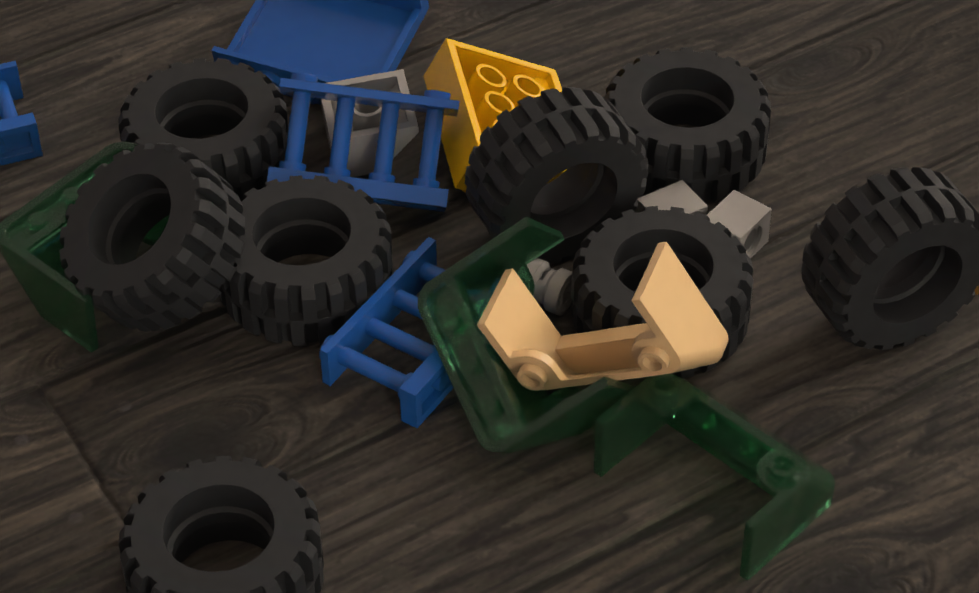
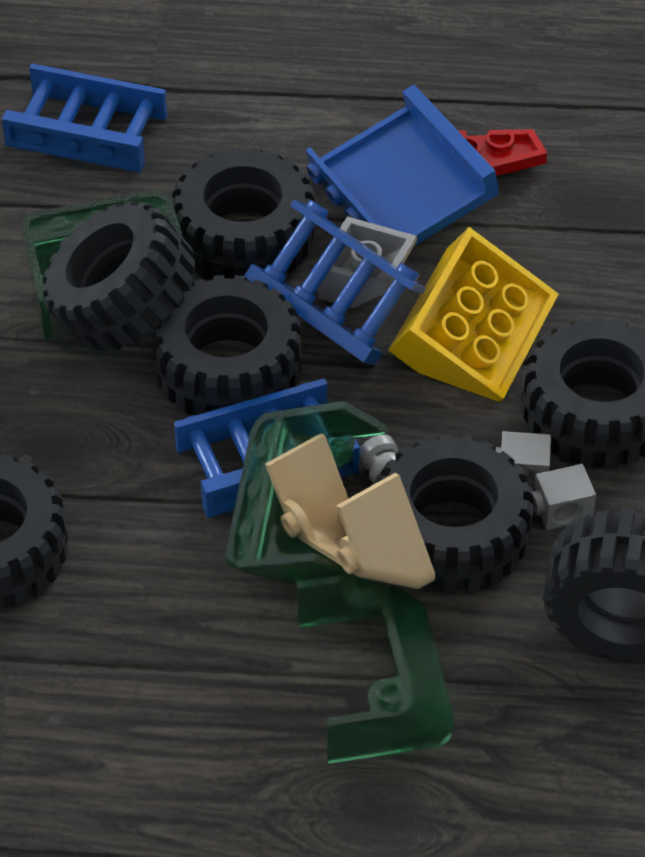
camera: 35 degrees right, 5 degrees up
(538, 142) = (442, 347): black tyre -> none

